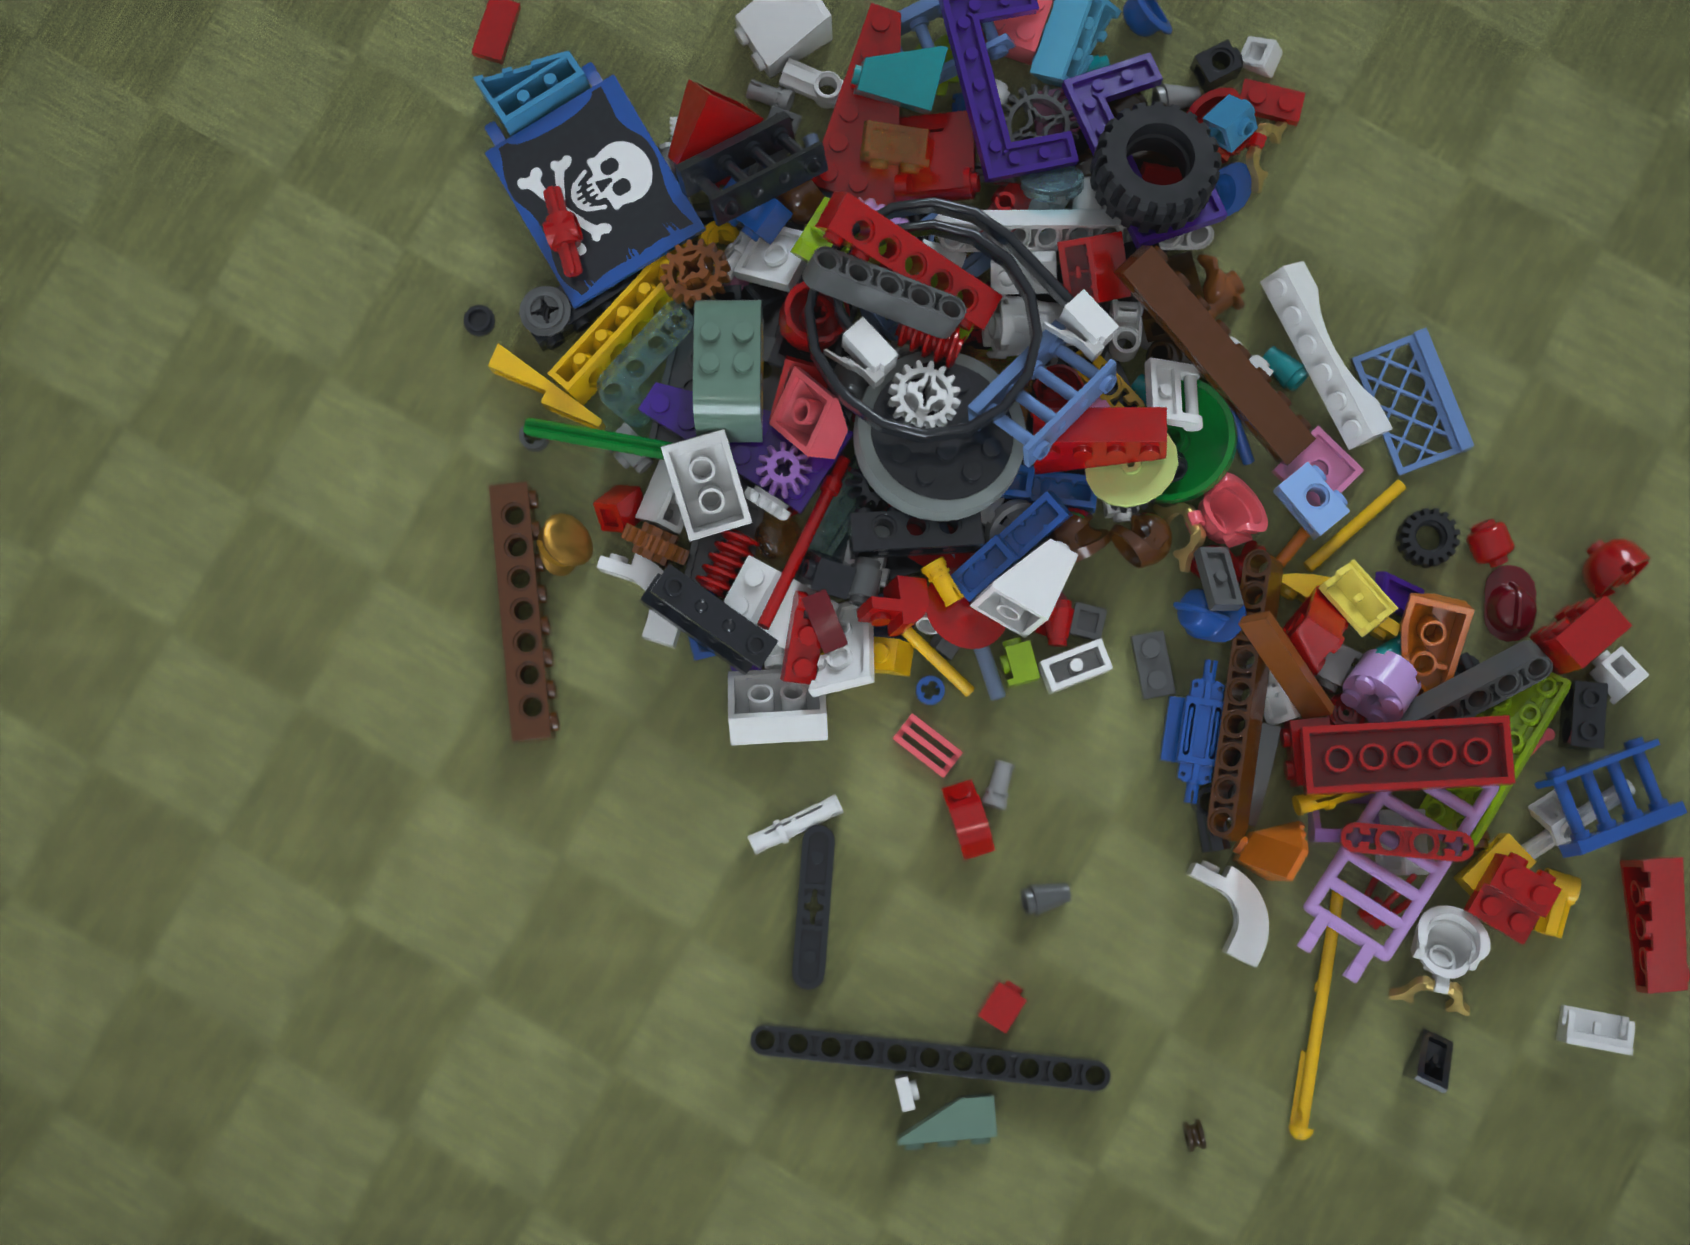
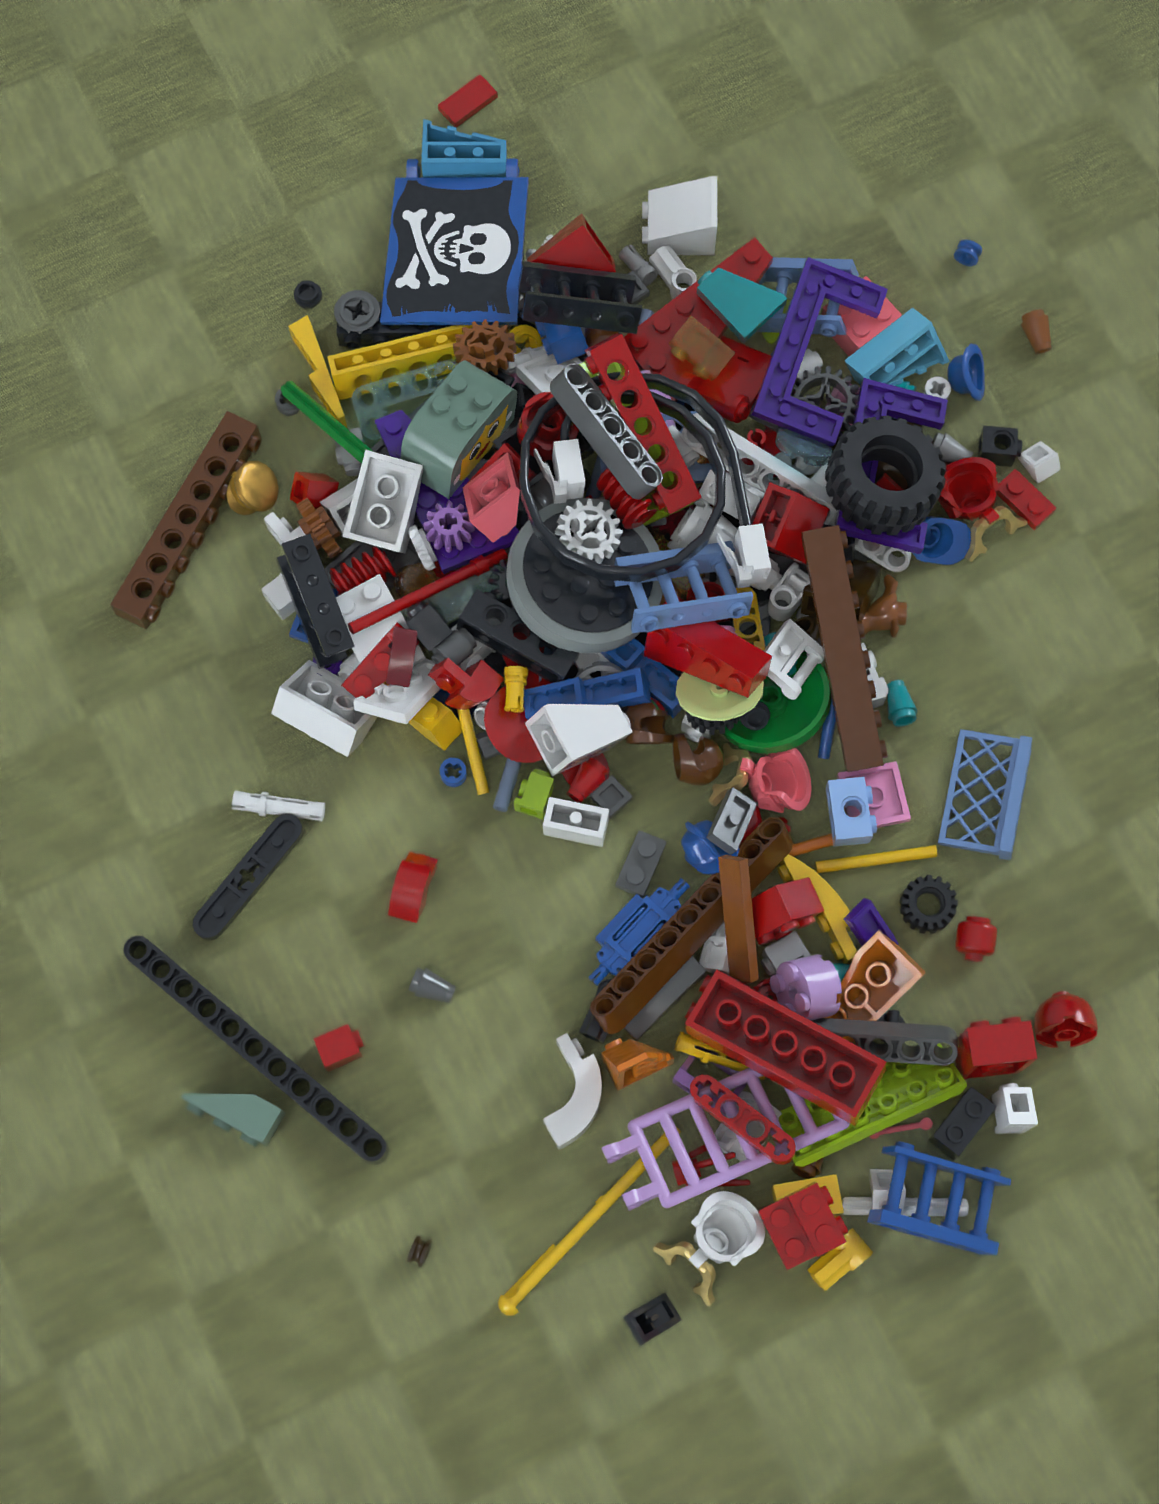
camera: 30 degrees right, 10 degrees down
(562, 231) = (409, 262): red axle -> none
(907, 1092) = (218, 1064): white plate -> none
(935, 735) = (414, 789): coral tile -> none
(996, 793) = (455, 877): light grey pin -> none
(1128, 41) = (938, 386): none -> white bush
(1231, 122) = (974, 486): dark azure brick -> none
(1348, 403) = (931, 764): white arch -> none
(1358, 598) = (832, 905): light yellow hinge -> none
(1510, 603) = (963, 998): dark red piece -> none
(1595, 1030) = (805, 1387): white hinge -> none
(1656, 922) = (912, 1330): red wedge -> none

